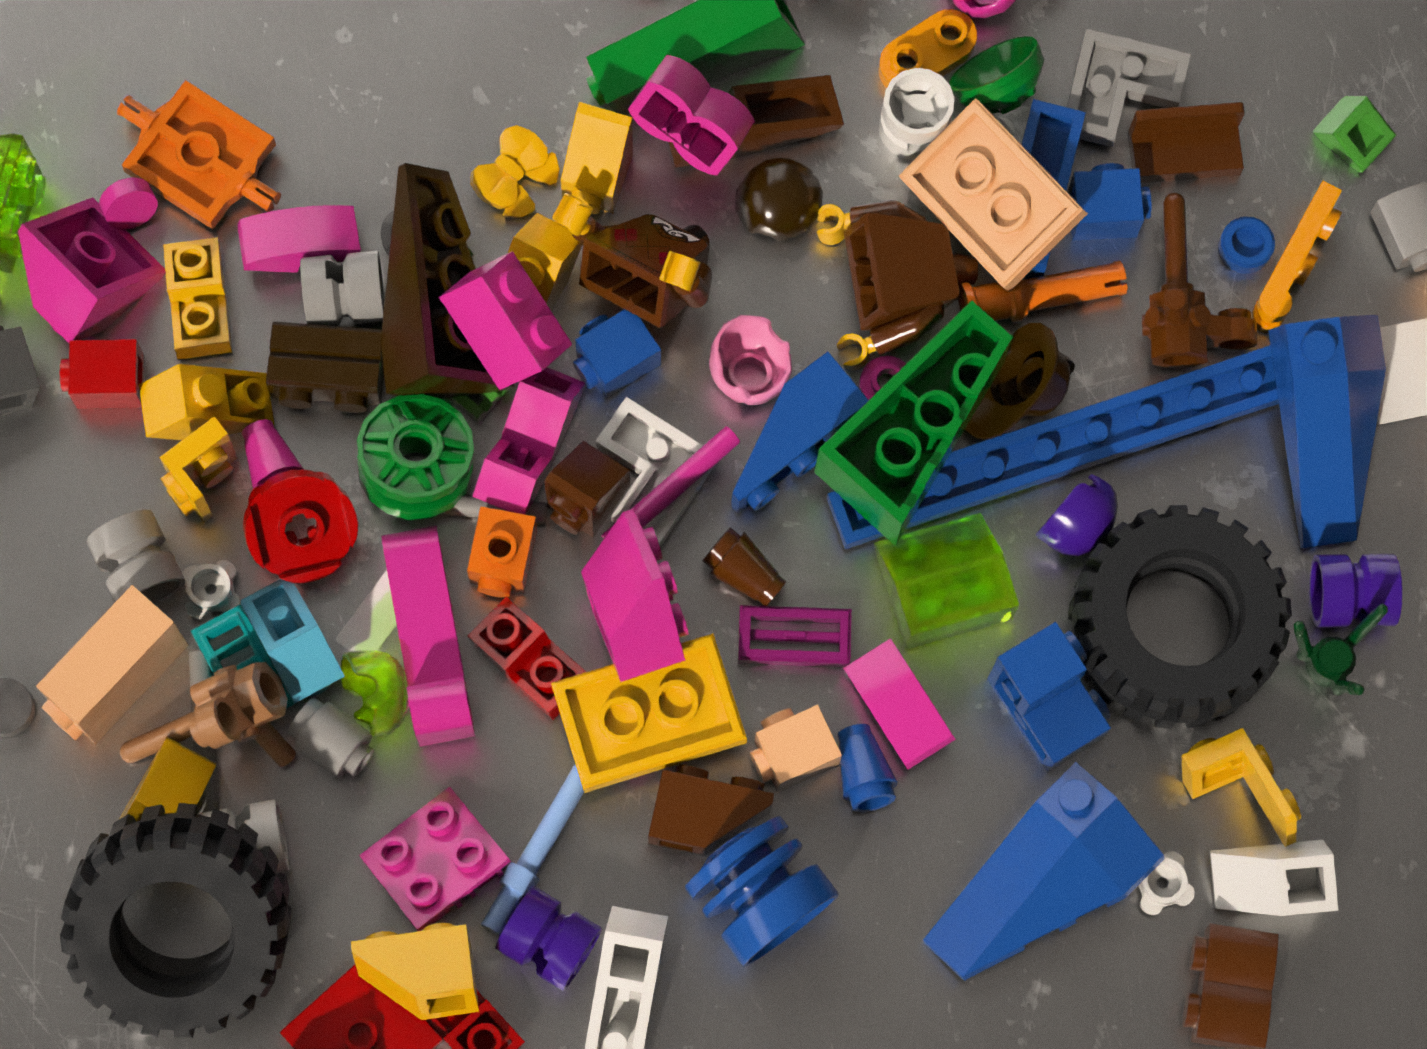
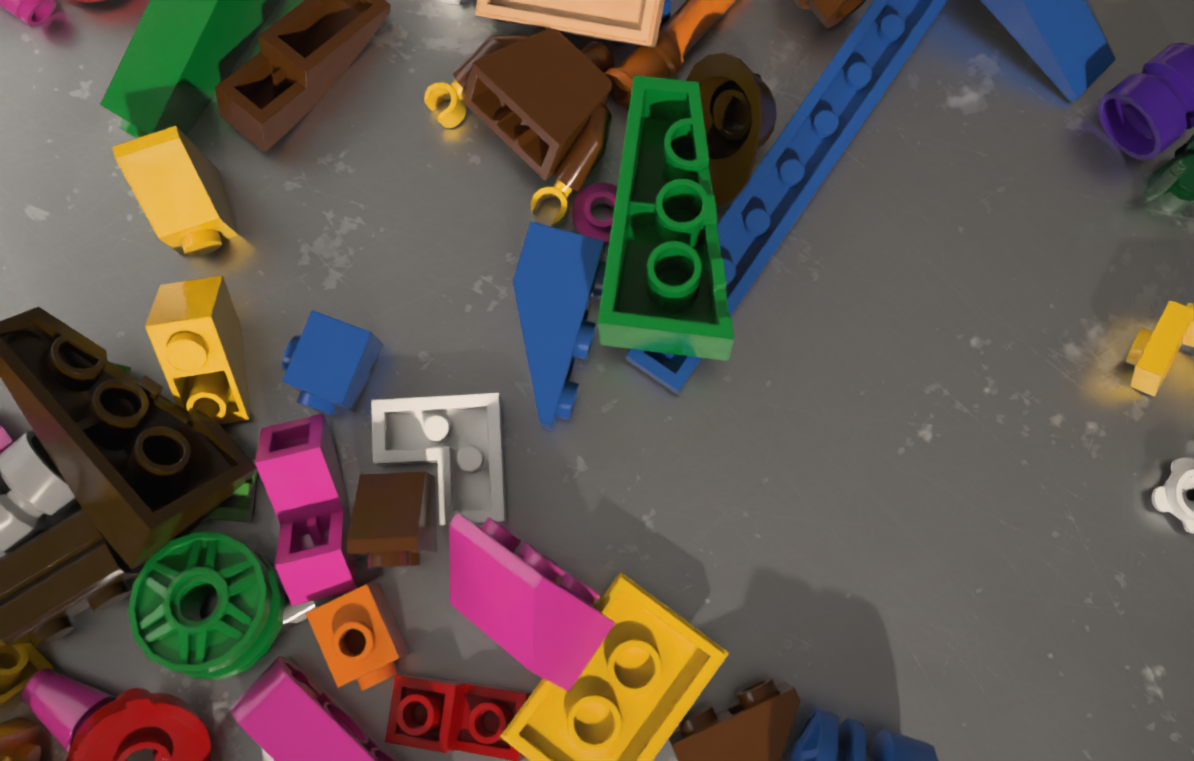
camera: 30 degrees left, 5 degrees up
(505, 320) = (197, 413): dark pink brick -> none
(520, 155) = (109, 241): yellow piece -> none
(641, 262) = (291, 264): reddish brown torso -> none
(684, 476) = (481, 442): dark pink bar -> none
(685, 110) = (220, 85): dark pink brick -> none
(744, 567) = (598, 481): reddish brown cone -> none
(750, 360) = (462, 282): bright pink hair -> none
(779, 199) = (380, 114): dark brown hair -> none
(794, 657) = (647, 540): magenta tile -> none
(794, 747) = (774, 621): light nougat brick -> none
(864, 770) = (851, 592): blue cone -> none
(899, 704) = (837, 506): dark pink slope -> none
(947, 580) = (797, 356): clear neon green slope -> none
(1046, 698) = (974, 397): blue brick -> none
(1053, 867) = (1099, 562): blue wedge -> none
(1081, 519) = (877, 210): dark purple hair -> none
(1223, 561) = (1097, 192): black tyre -> none

